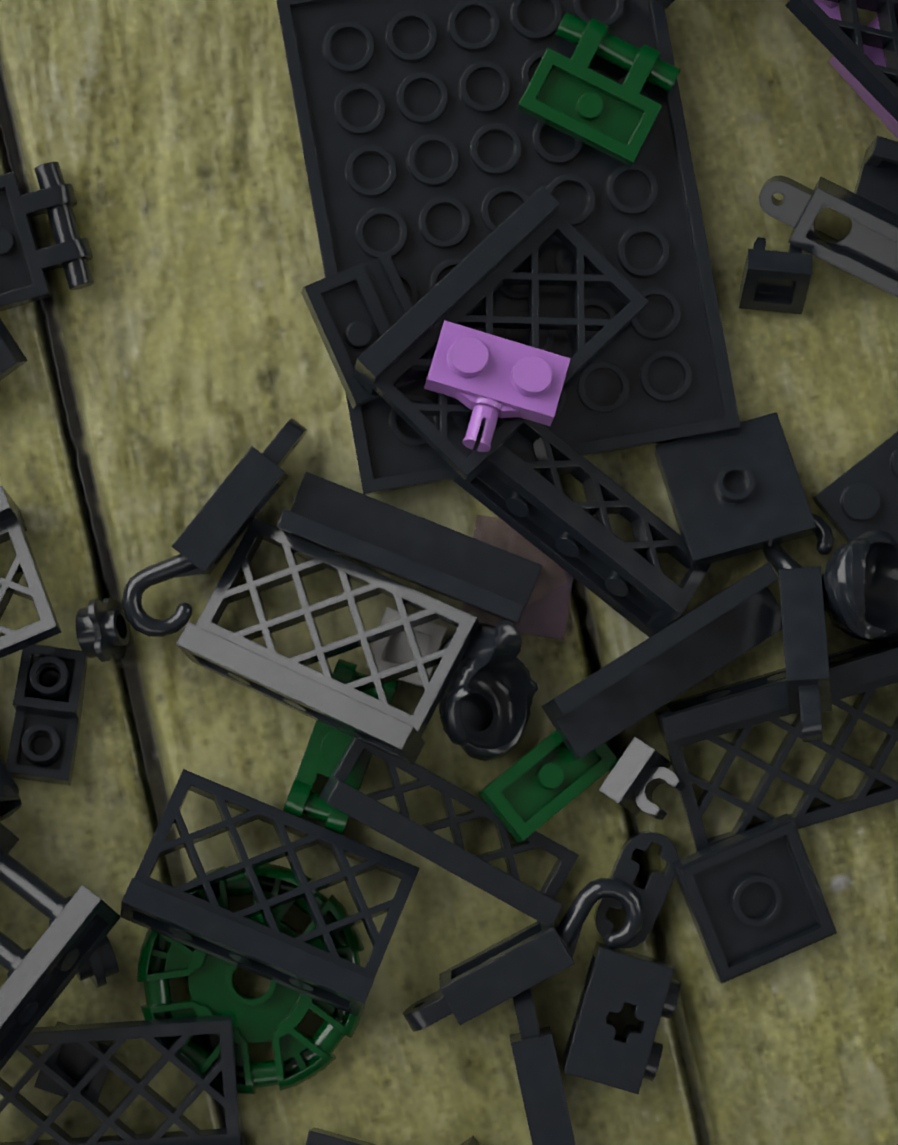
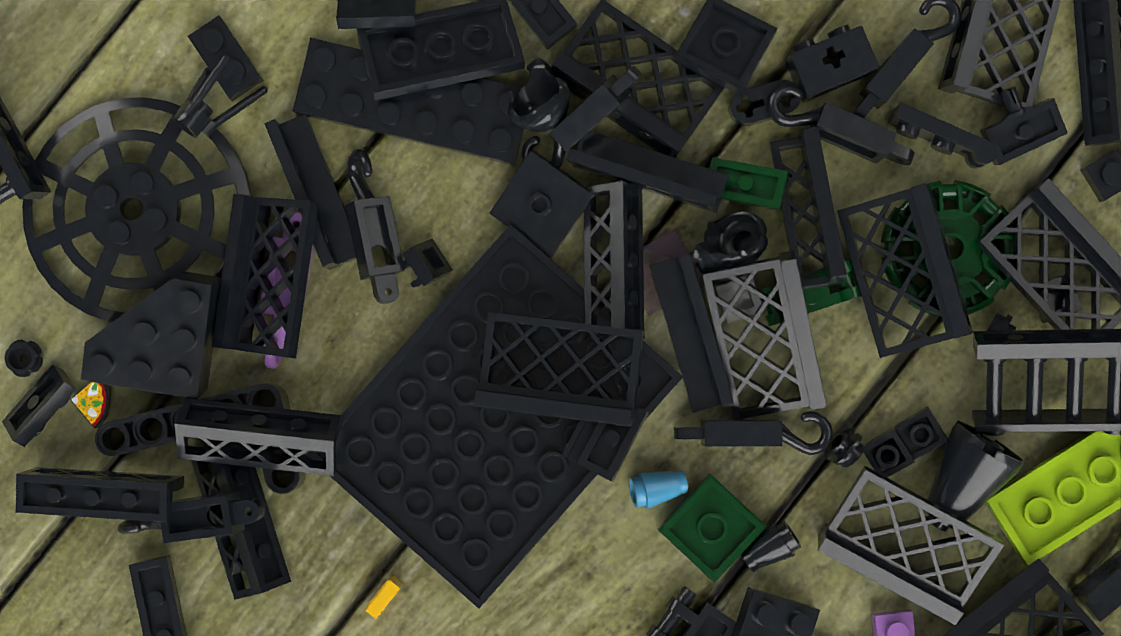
camera: 130 degrees left, 0 degrees up
(52, 436) = (771, 547): none -> black cone
(139, 376) = (711, 527): none -> dark green plate
(247, 346) = (656, 487): none -> dark azure cone
(406, 1087) = (944, 136): none -> black plate
(495, 379) = (586, 353): medium lavender plate -> none
(591, 105) = (414, 414): dark green plate -> none
(637, 776) = (713, 143): tile -> none

